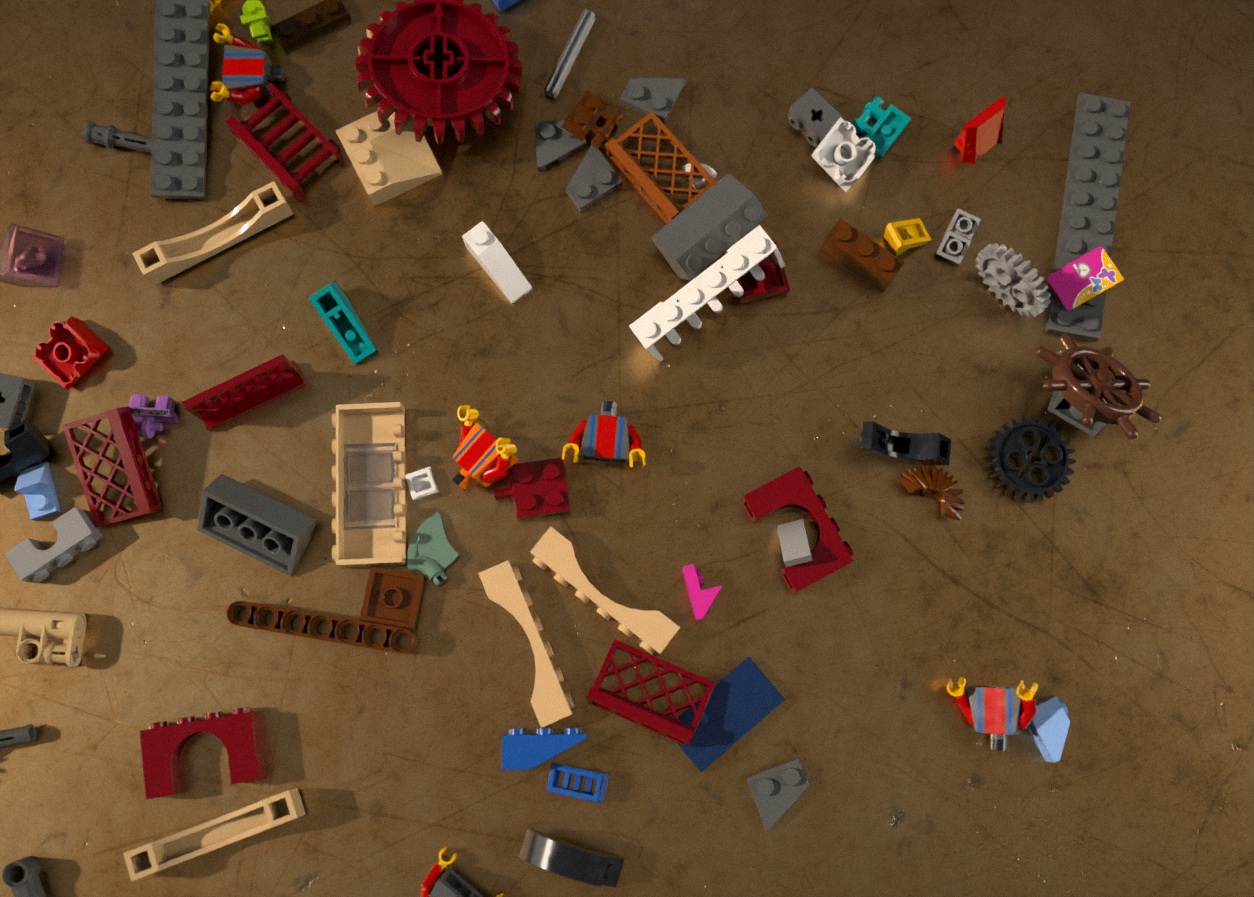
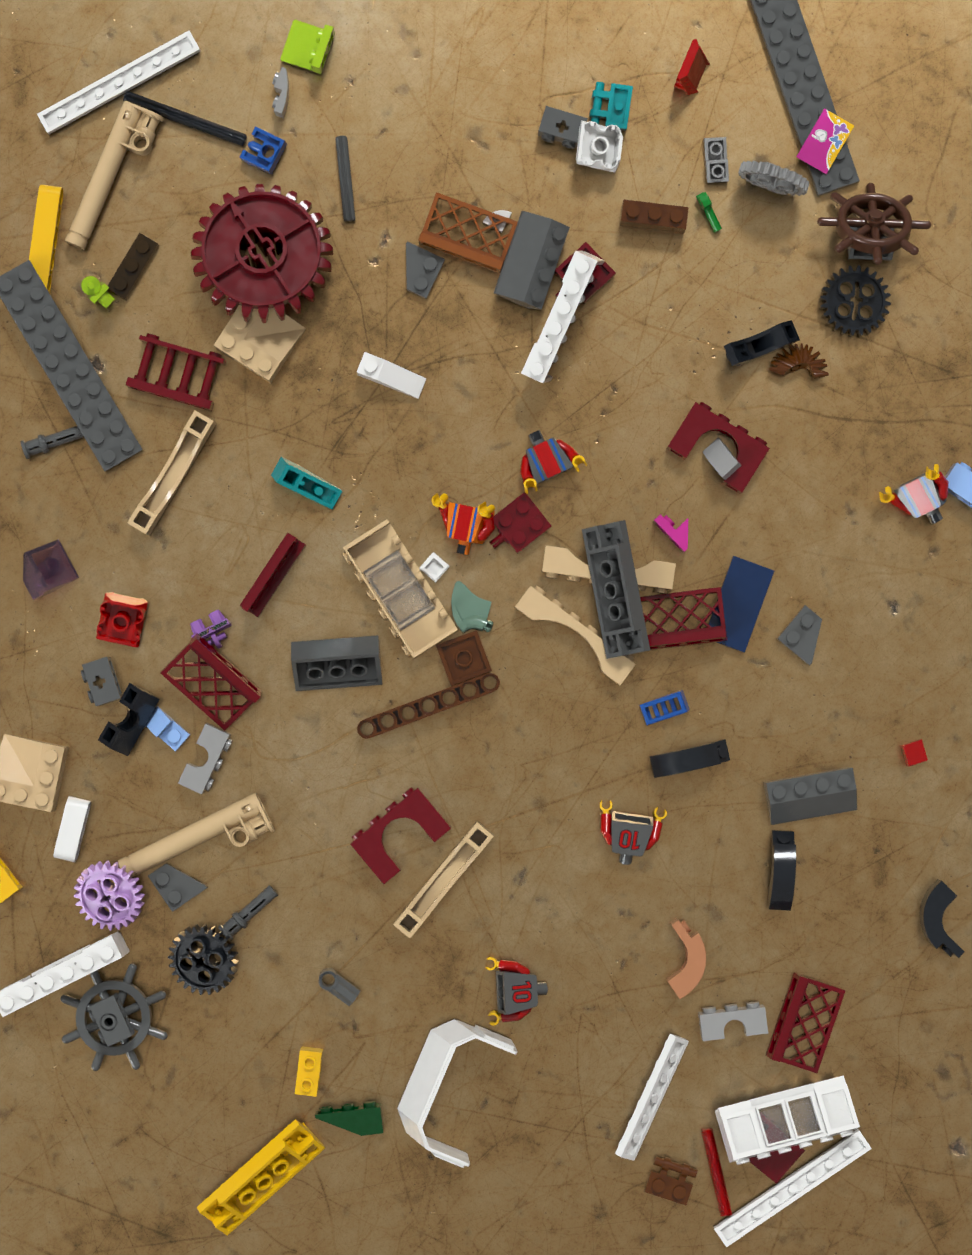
camera: 30 degrees left, 10 degrees up
(245, 70) = (112, 335): torso -> none
(527, 751) = (621, 704): blue slope -> none
(554, 143) = (377, 253): dark grey wing -> none
(585, 116) = (389, 221): reddish brown plate -> none
(596, 618) = (616, 589): none -> dark grey slope
(653, 95) = (428, 177): dark grey wing -> none
(905, 235) = (679, 181): yellow slope -> none
(922, 273) = (705, 204): none -> green bar

